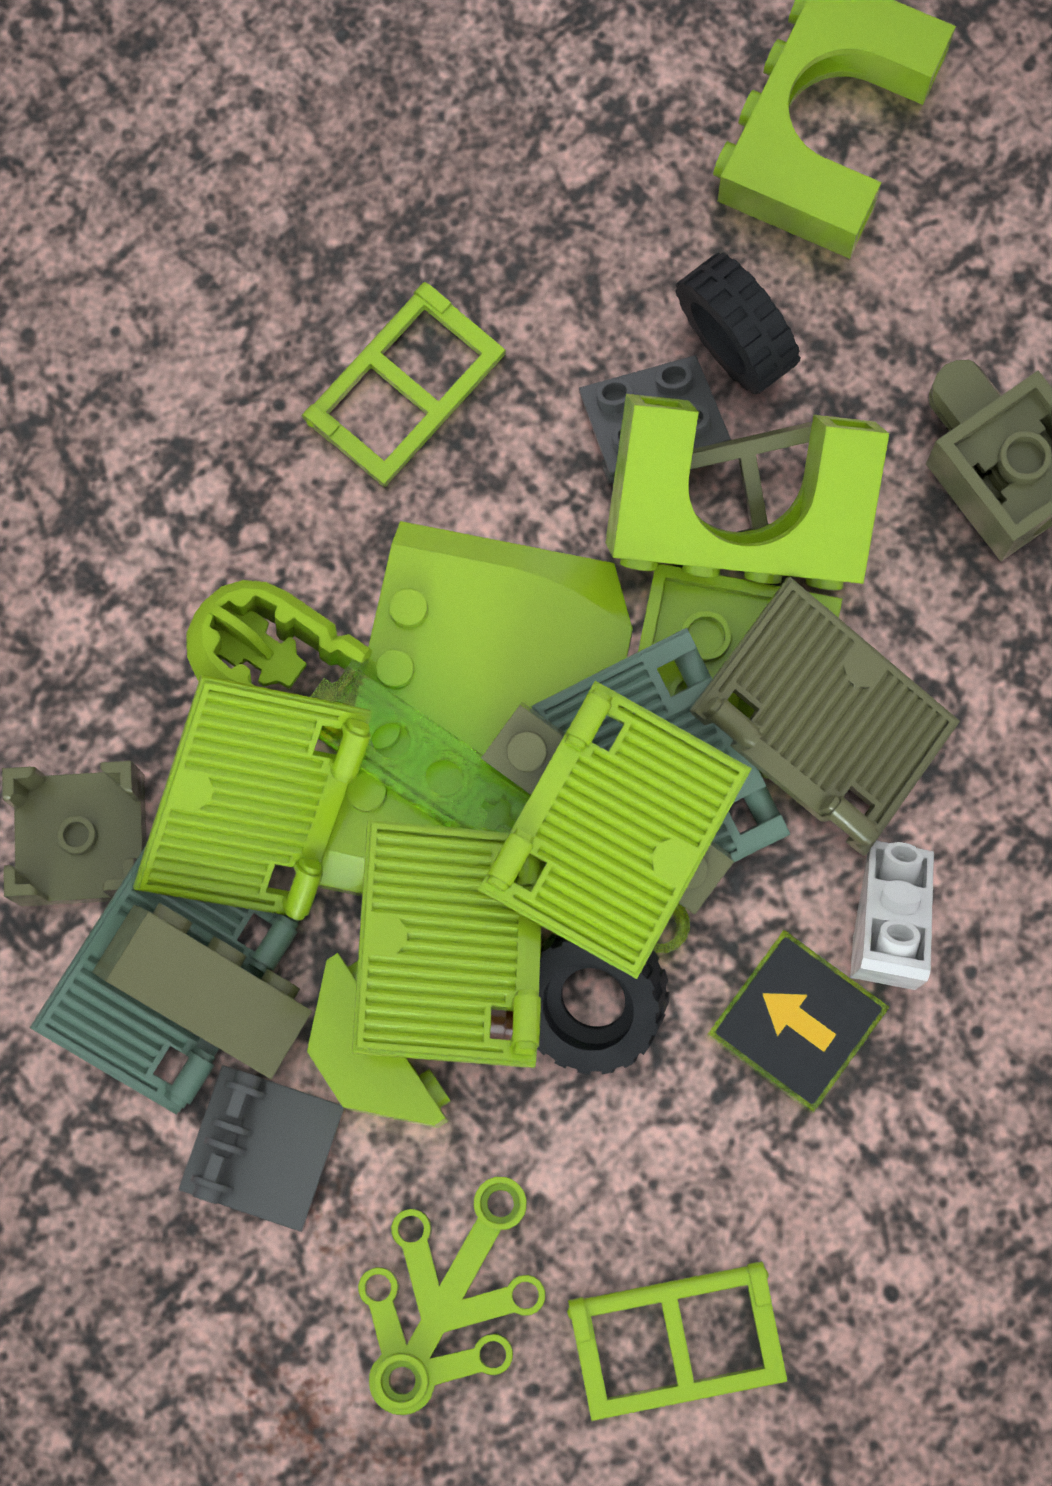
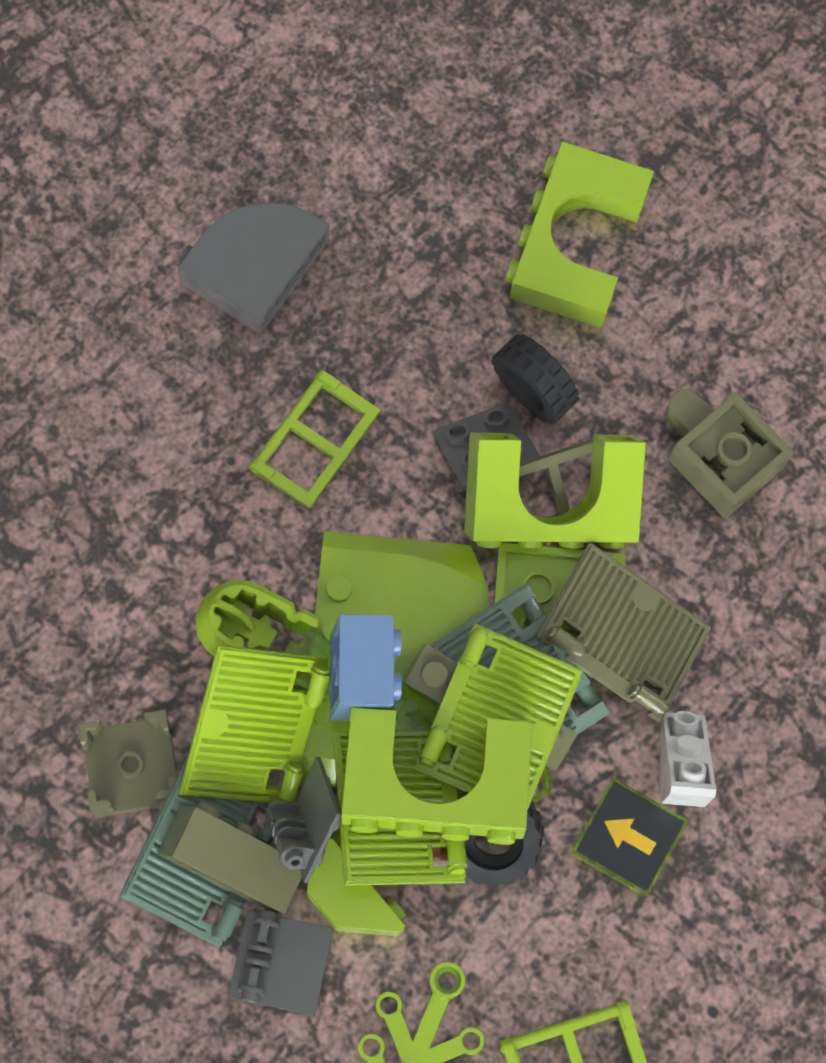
camera: 20 degrees left, 5 degrees down
(311, 952) = (305, 825): none -> dark grey hinge
(344, 109) = (253, 259): none -> dark grey brick
(418, 729) = (363, 664): none -> medium blue brick
(583, 963) = (491, 809): none -> lime arch

